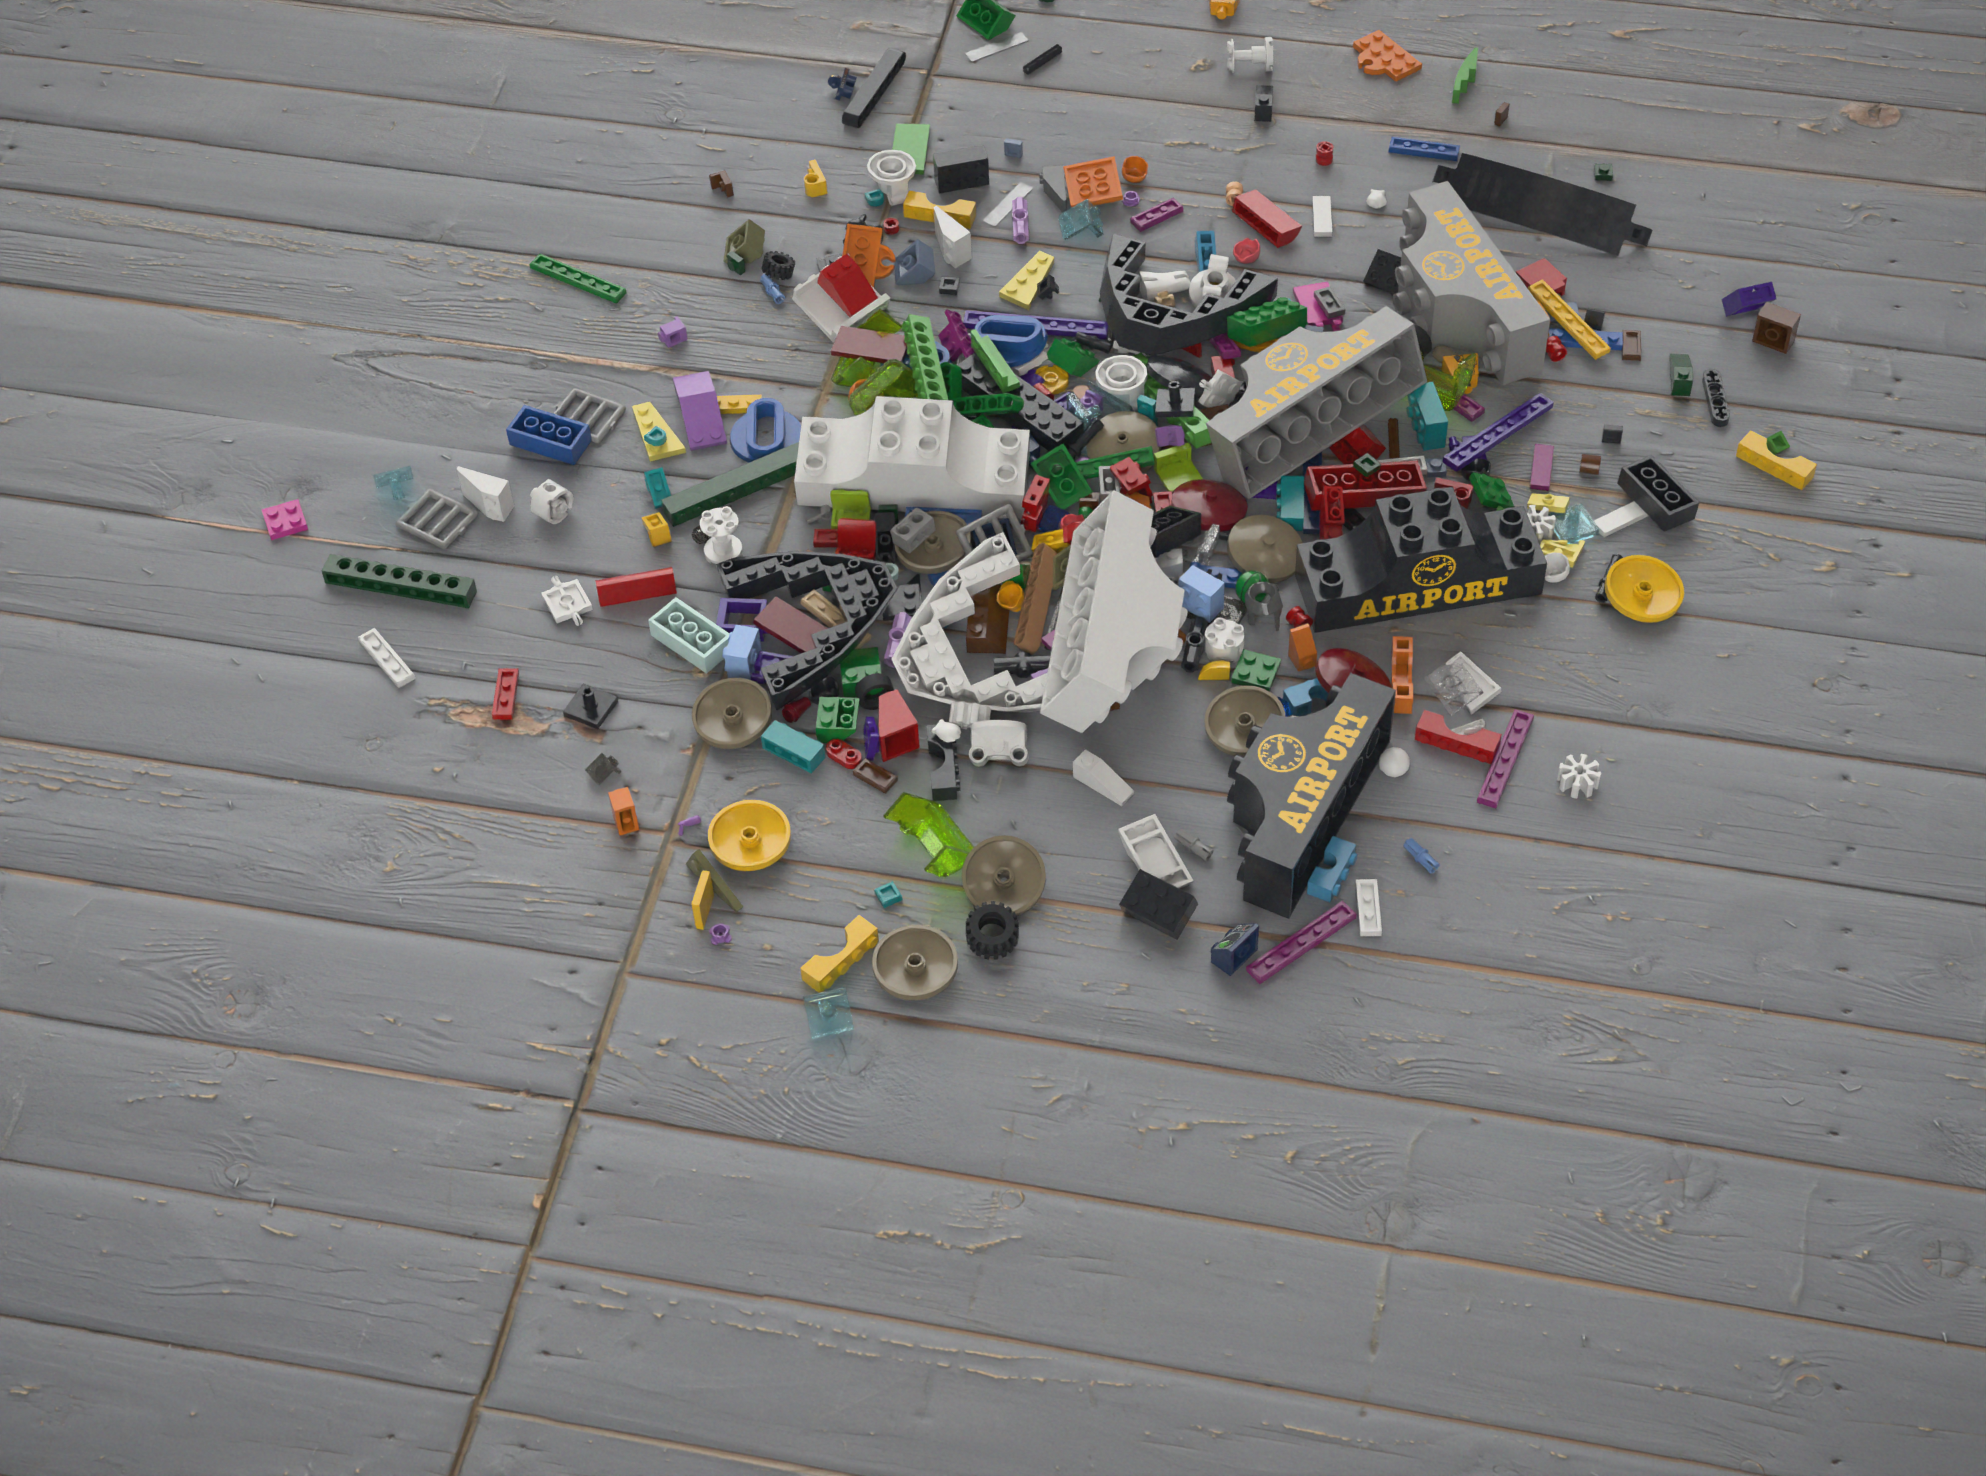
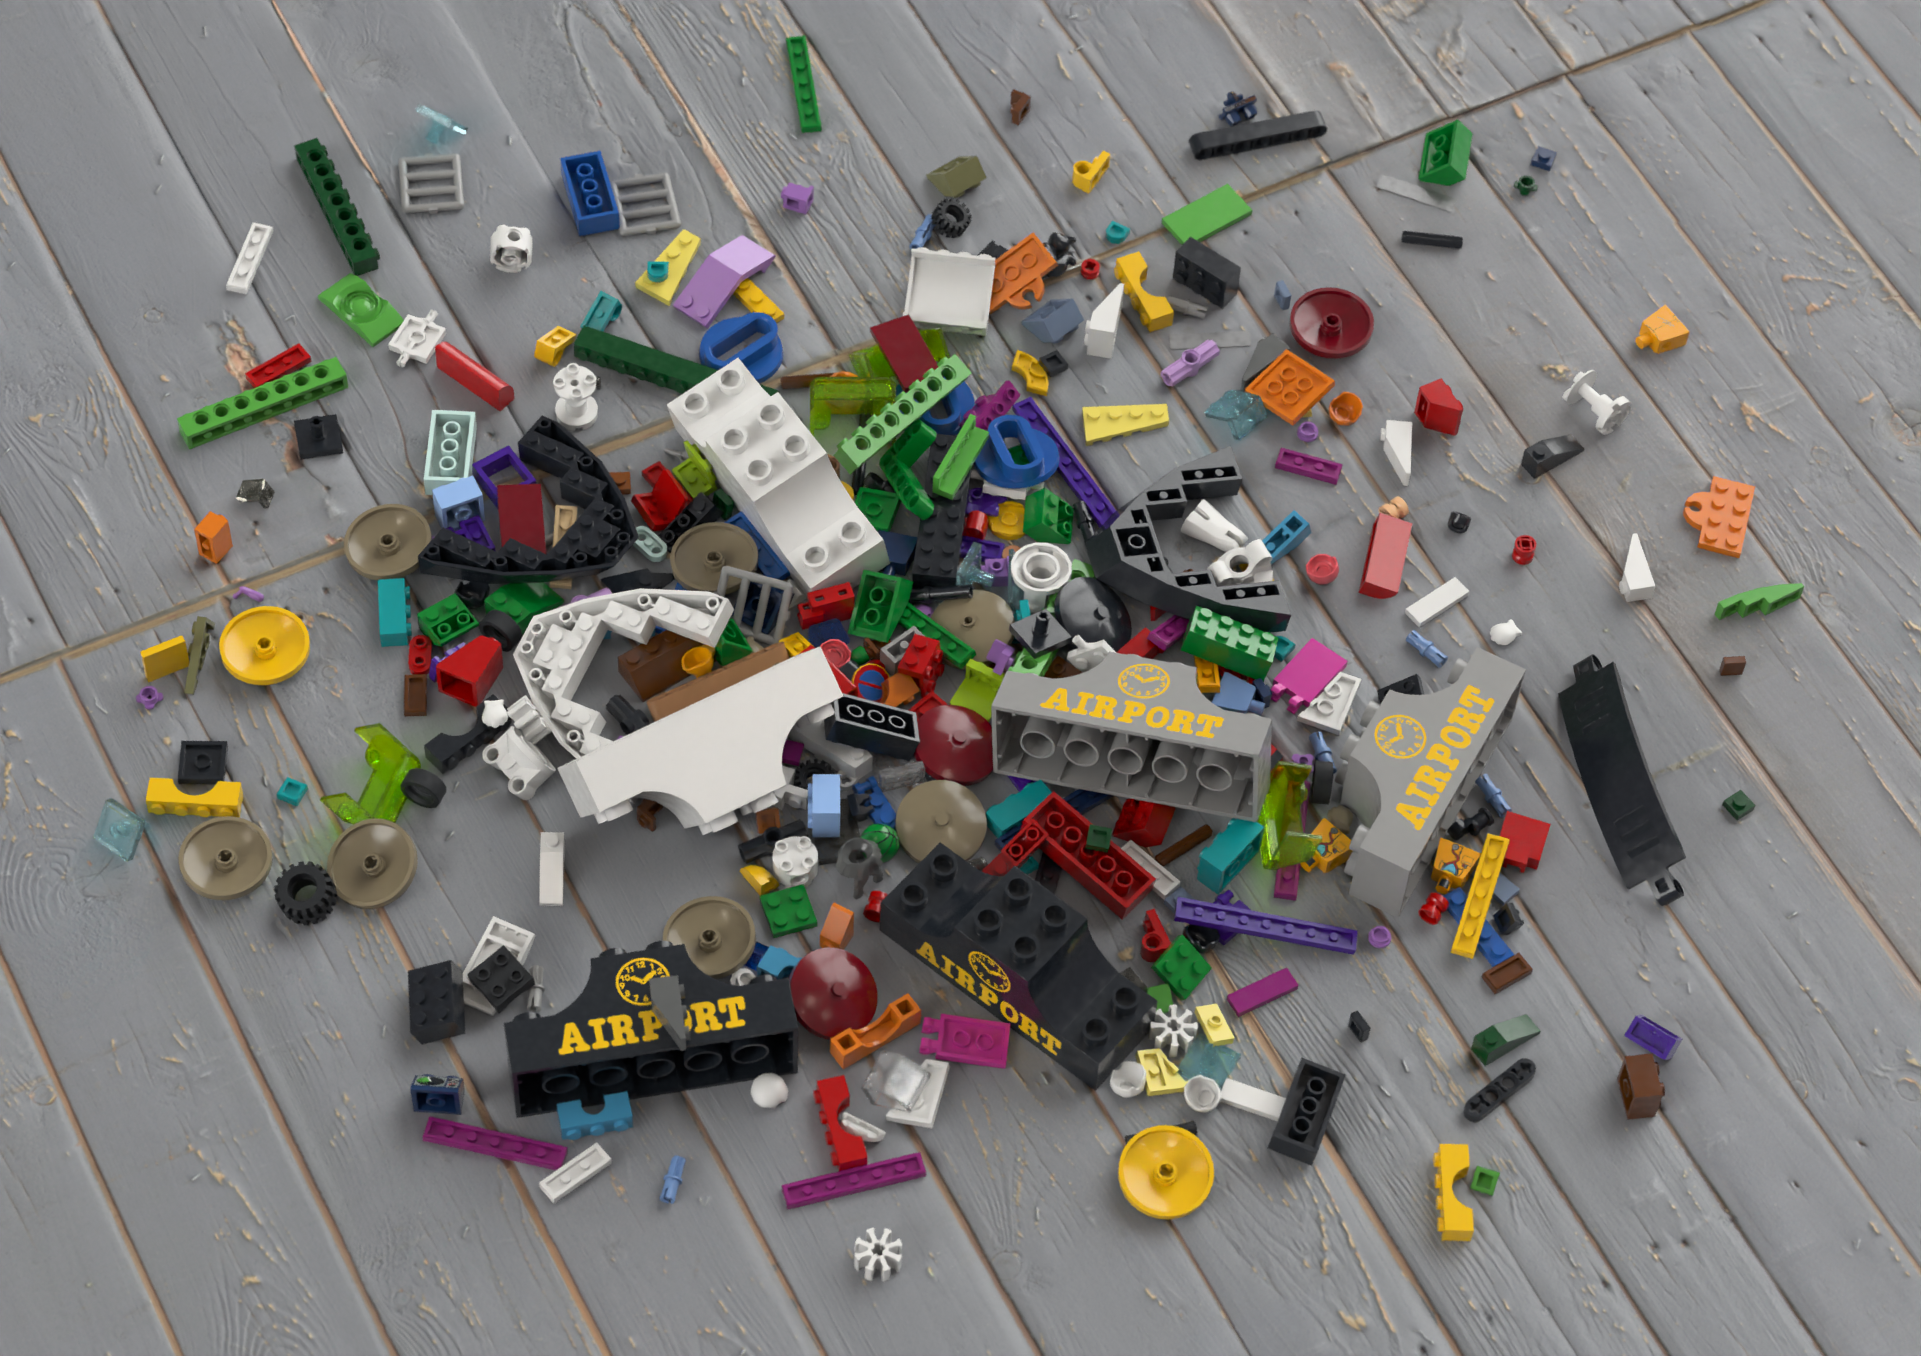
camera: 45 degrees right, 5 degrees up
(284, 519) = (338, 80): dark pink plate -> none
(486, 493) = (479, 199): white slope -> none
(503, 619) = (362, 309): none -> bright green slope
(527, 720) = (262, 402): none -> bright green brick
(735, 263) = (925, 184): dark green plate -> none
(796, 709) = (437, 587): dark red cone -> none
(812, 932) = (202, 762): none -> black plate
(836, 407) = (800, 381): none -> reddish brown axle
(847, 285) = (962, 285): red slope -> none
(892, 172) = (1141, 221): white piece -> none
(913, 530) = (705, 533): light grey brick -> none
(943, 301) = (1032, 372): none -> yellow tile
(964, 802) = (423, 788): none -> black tyre
(977, 195) = (1187, 307): none -> light grey axle
(1046, 287) = (1119, 441): black tile -> none
(1062, 136) = (1331, 323): none -> dark red dish
(1165, 299) = (1189, 545): tan gear -> none
(1175, 854) = (501, 978): none -> black brick
(1182, 125) = (1438, 408): none -> red slope
(1189, 164) = (1397, 446): none -> white slope
(1272, 167) = (1461, 519): none -> black tile
(1323, 747) = (667, 1007): none -> dark grey slope
(1329, 302) = (1311, 679): dark grey plate -> none
(1353, 240) = (1426, 648): none -> medium blue pin
(1355, 305) = (1332, 705): none -> white wing
(1391, 115) = (1636, 578): none -> white slope
(1424, 148) = (1619, 630): blue tile -> none
(1447, 634) = (967, 1040): none -> dark pink tile
(1551, 386) = (1379, 937): none -> medium lavender plate
(1590, 464) = (1298, 1031): reddish brown brick -> none
(1598, 538) = (1202, 1094): none -> white hair

